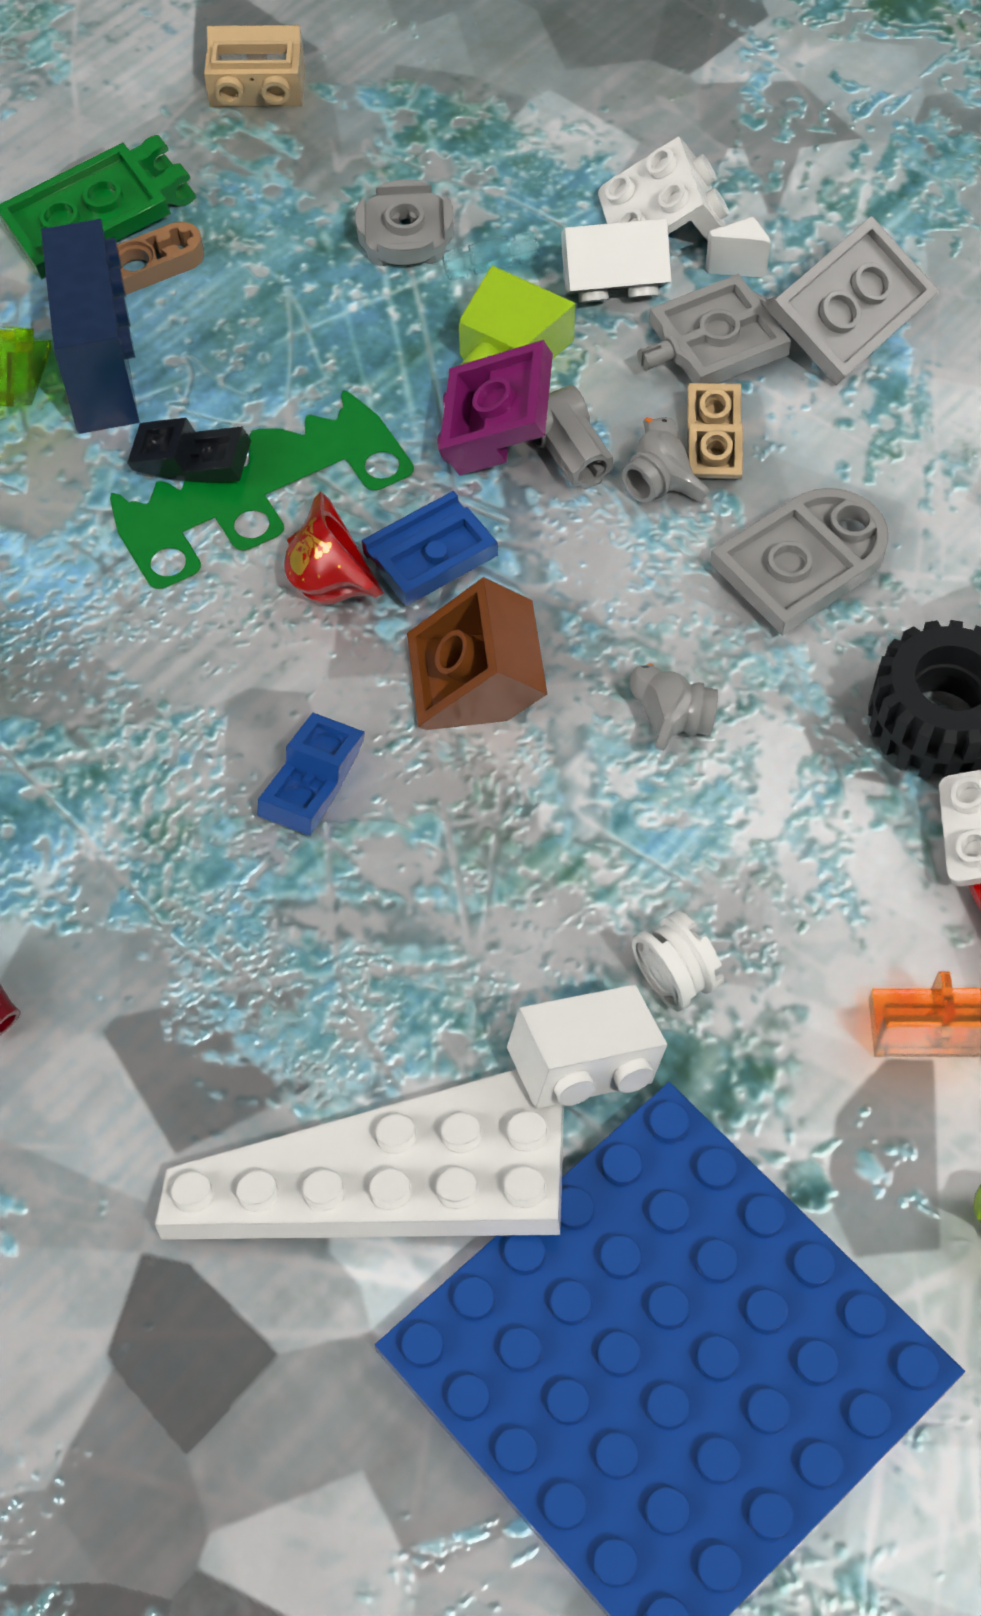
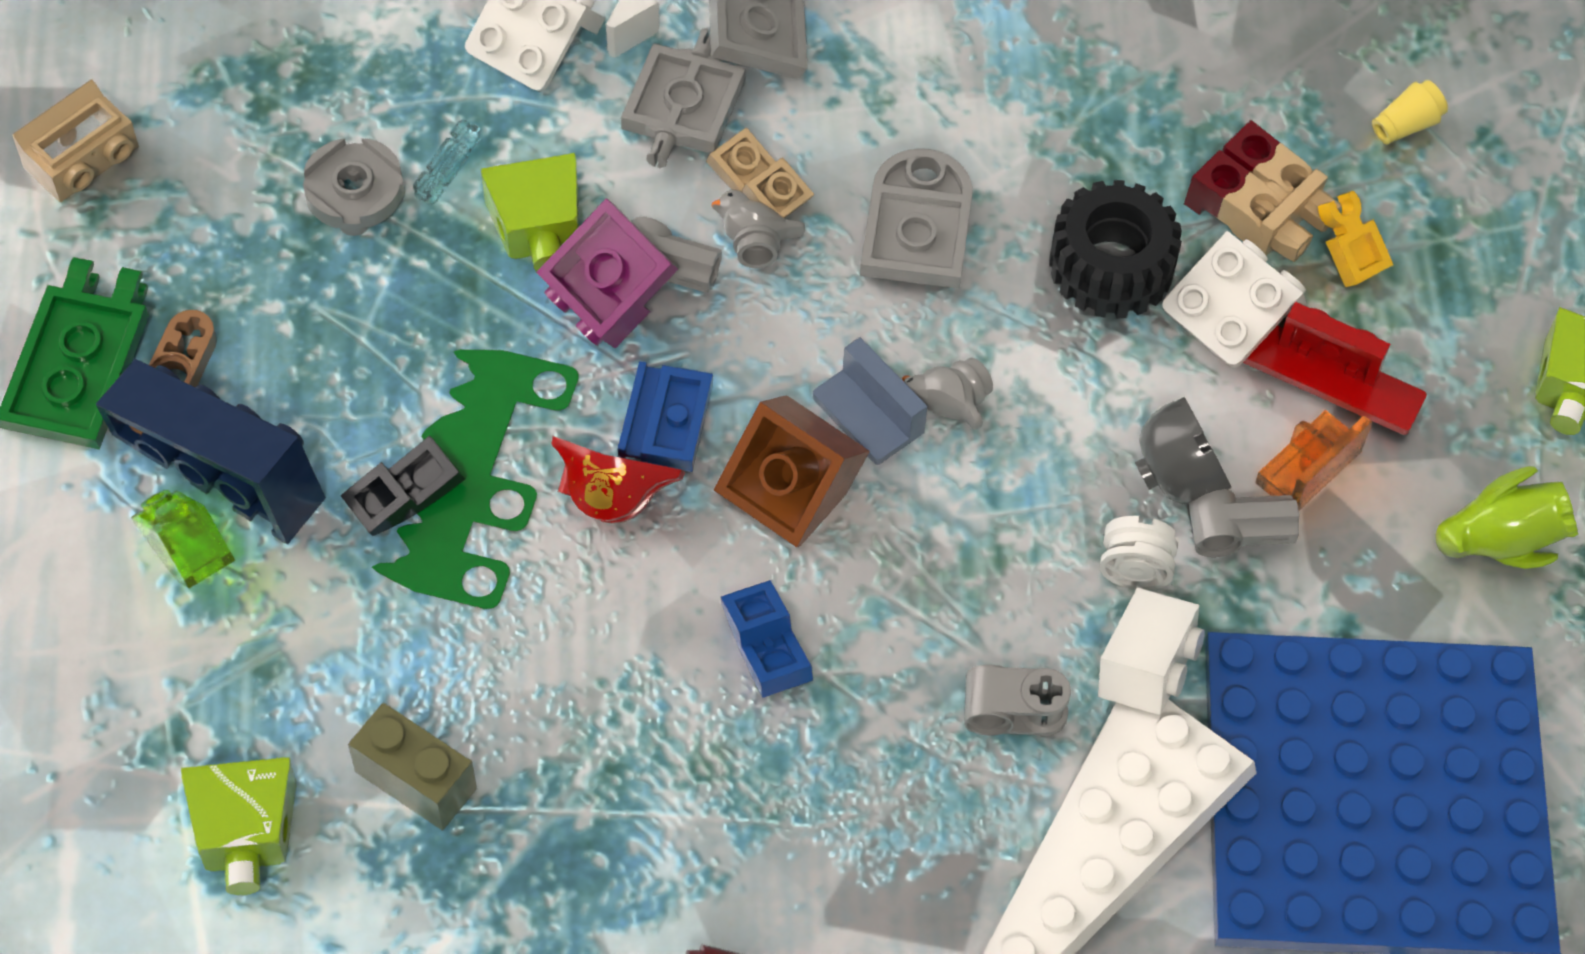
camera: 50 degrees left, 0 degrees up
(437, 992) = (1009, 701): none -> light grey piece
(598, 667) = (872, 403): none -> sand blue panel
(616, 258) = (557, 96): white brick -> none
(794, 1005) = (1227, 523): none -> light grey piece
(809, 912) = (1179, 455): none -> dark grey cylinder

